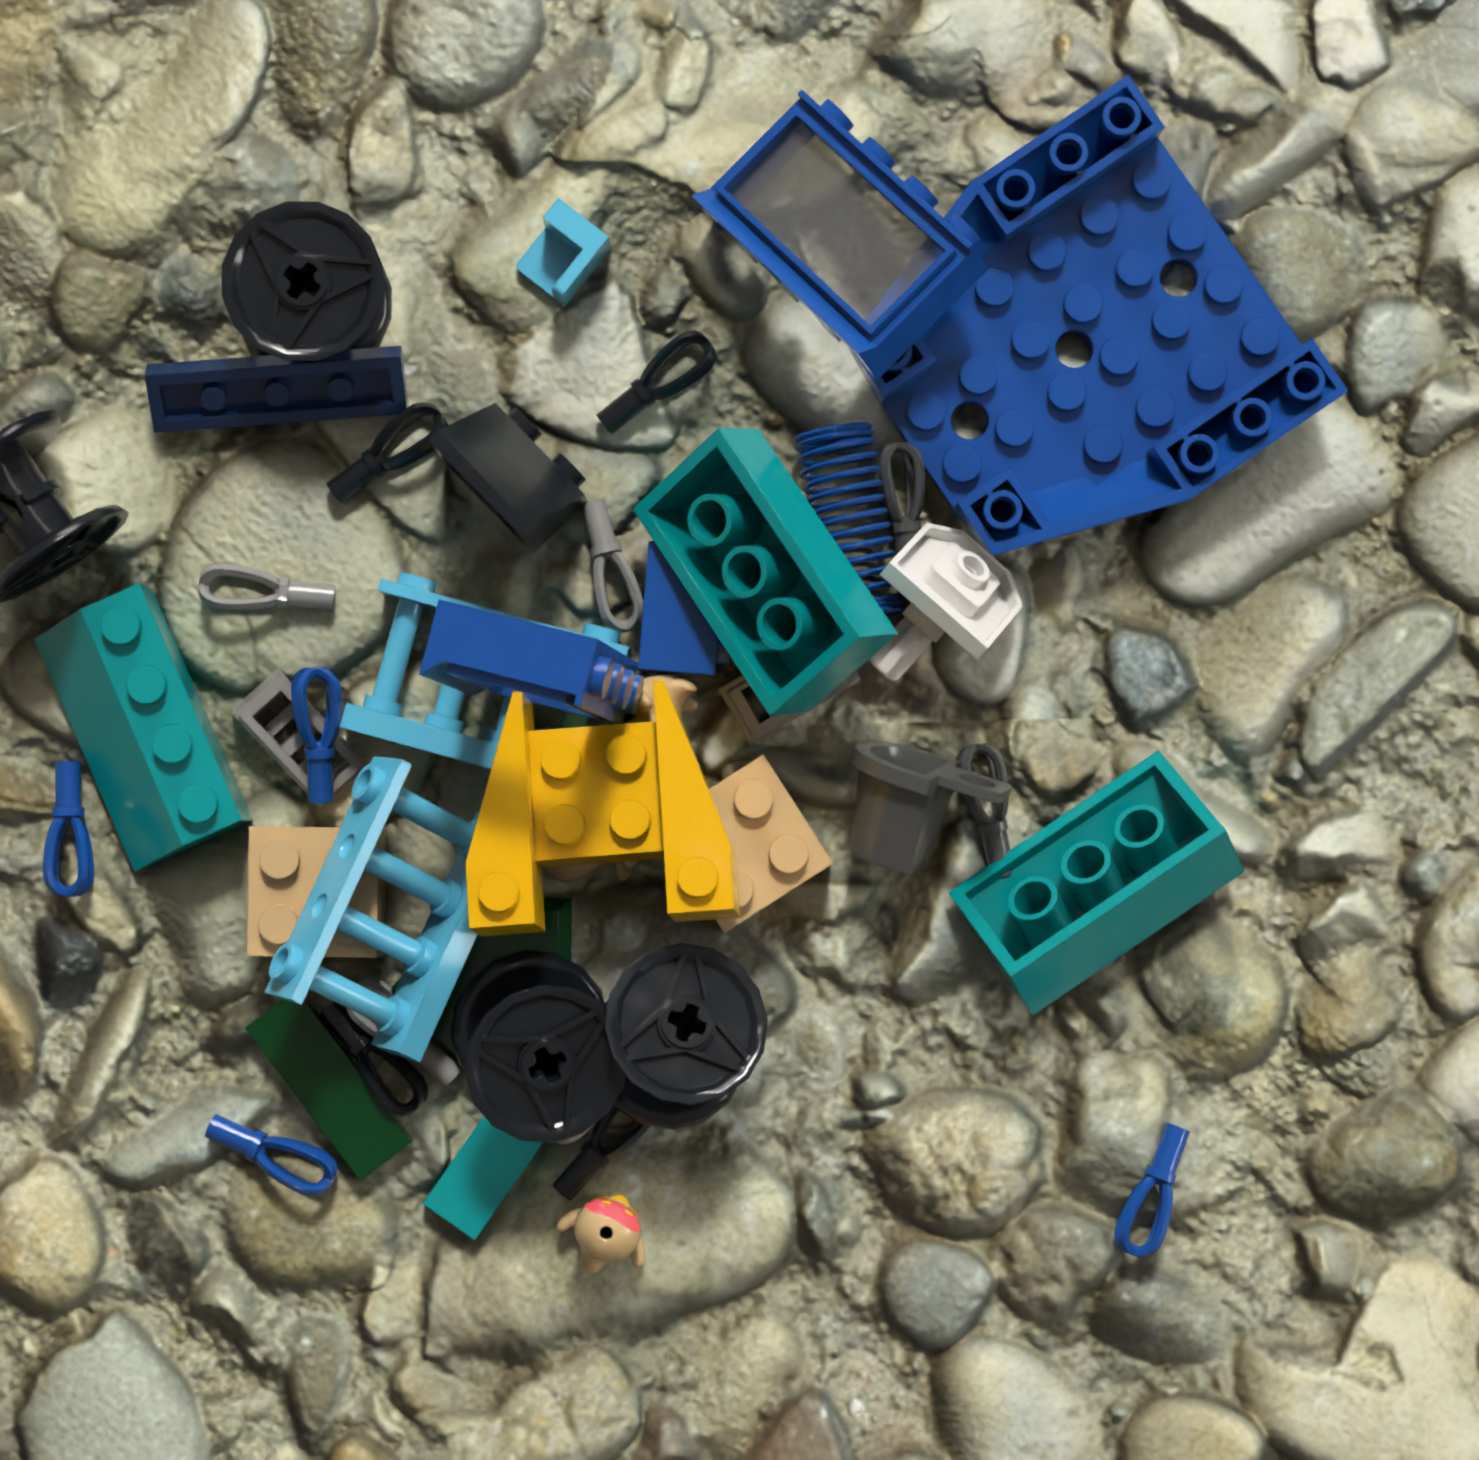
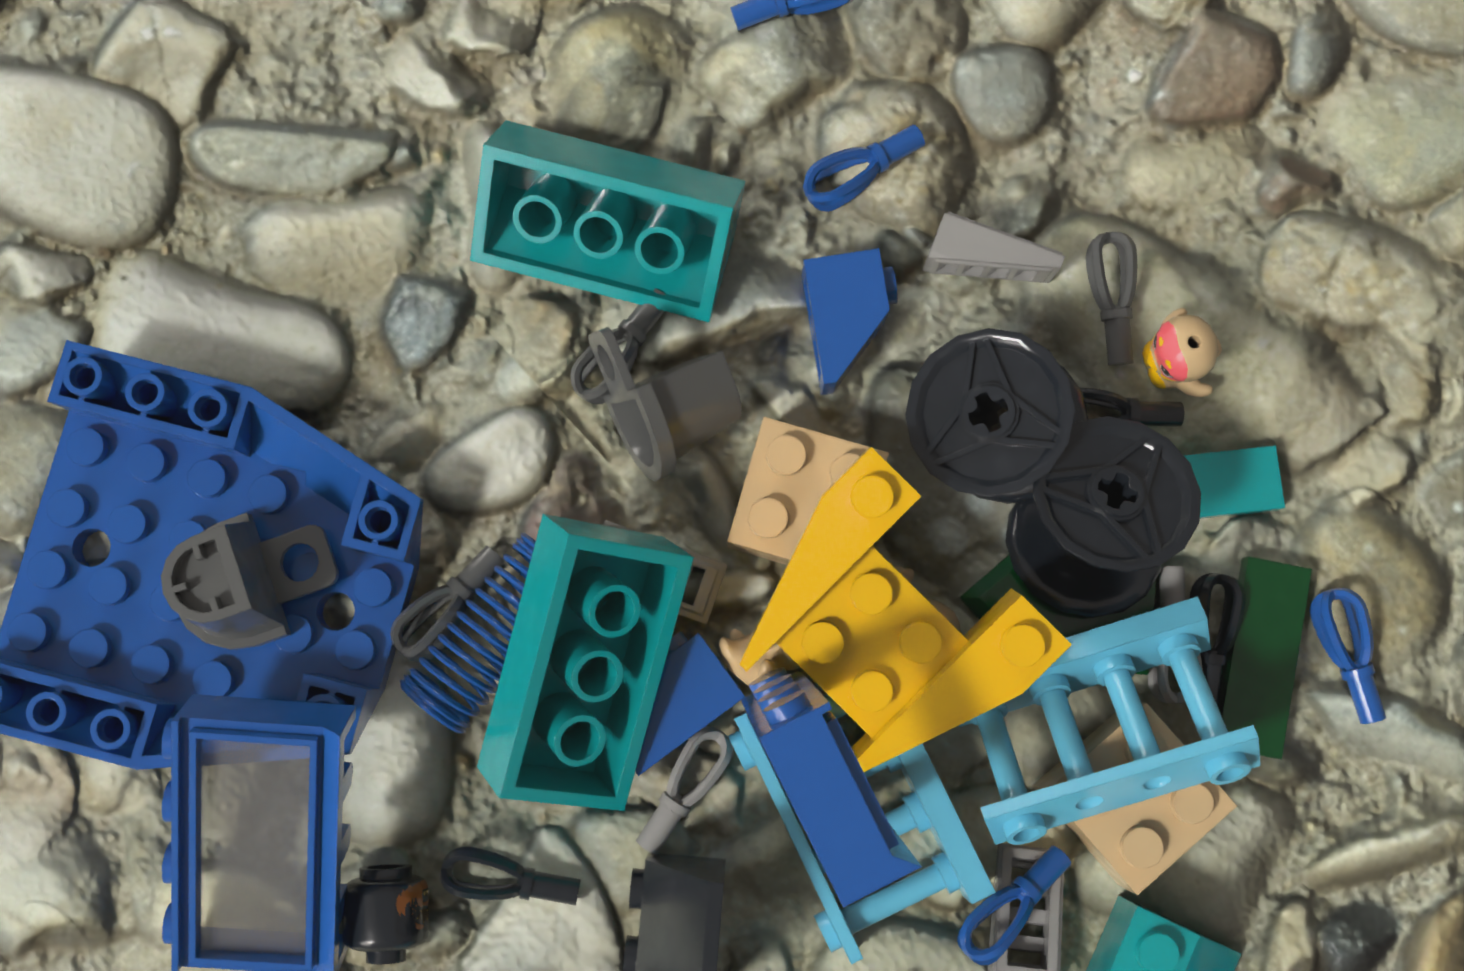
camera: 125 degrees left, 5 degrees down
(680, 1210) = (1115, 317): none -> dark grey piece
(711, 273) = (385, 912): none -> black head
(824, 1145) = (982, 251): none -> light grey slope
(864, 1004) = (845, 309): none -> blue slope
(951, 590) = (478, 508): white piece -> none
(966, 1140) = (878, 156): none -> blue piece
(1051, 362) = (235, 585): none -> dark grey container

